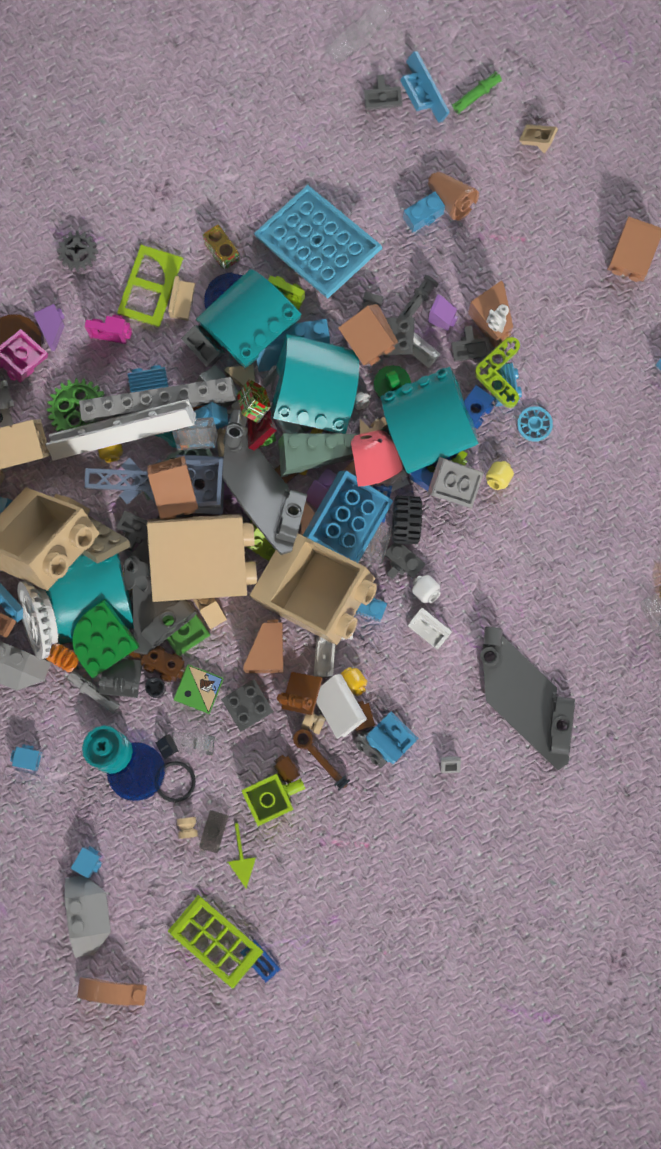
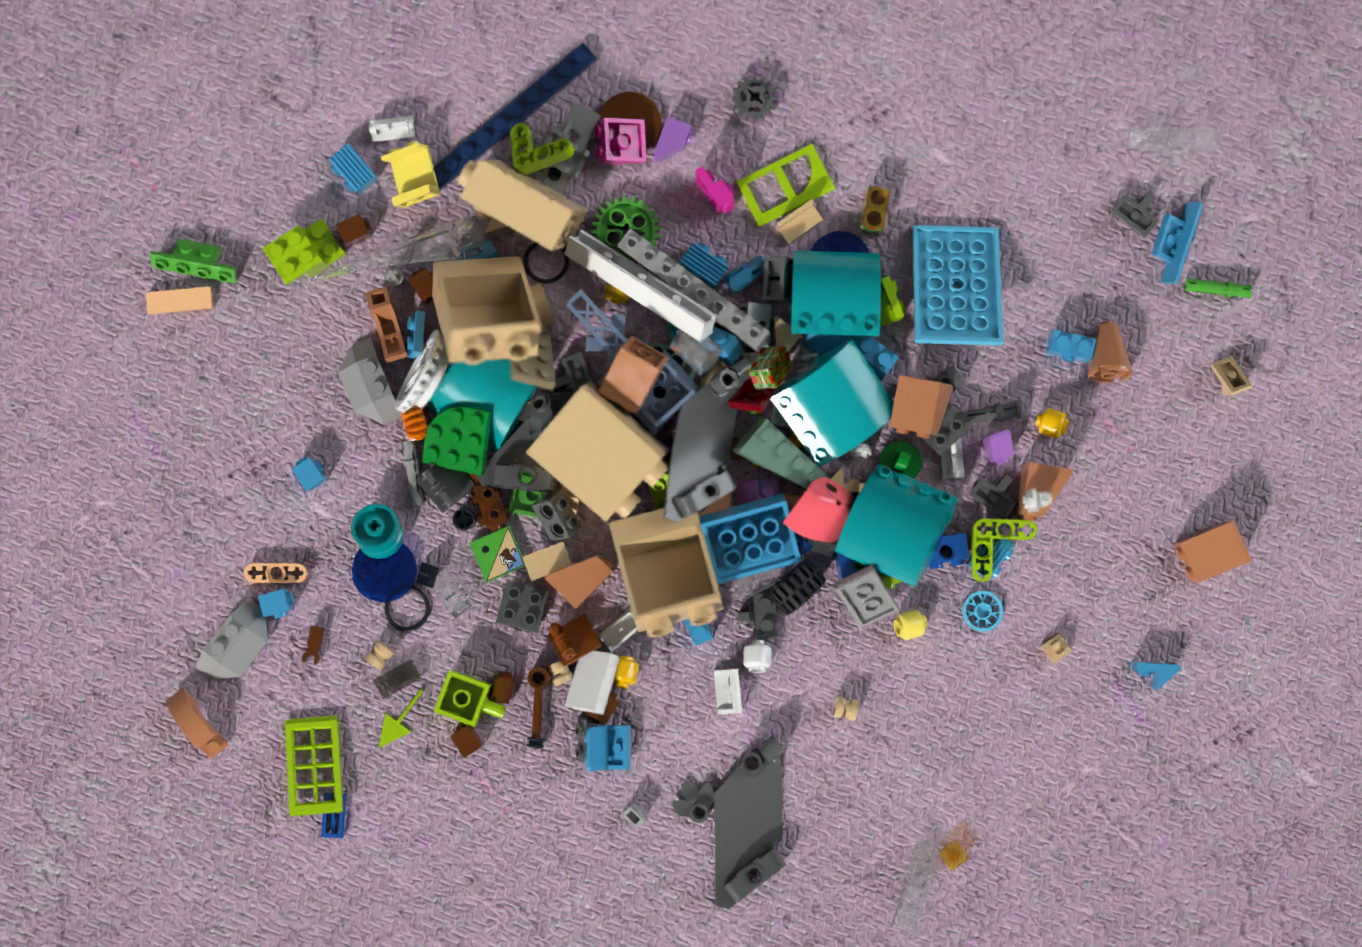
camera: 45 degrees right, 5 degrees up
(48, 460) = (526, 264): none -> black tyre
(60, 857) = (260, 578): none -> light nougat beam
(137, 863) = (314, 643): none -> reddish brown bar
(180, 362) = (745, 274): none -> dark azure arm
(211, 626) = (556, 515): none -> dark grey brick
(233, 661) = (547, 561): none -> tan panel
(296, 825) = (466, 739): none -> reddish brown brick
(460, 268) = (1052, 423): none -> yellow head
(476, 717) = (692, 799): none -> dark grey plate
(513, 565) = (846, 708): none -> tan wheel
(602, 402) = (1056, 648): none -> tan tile

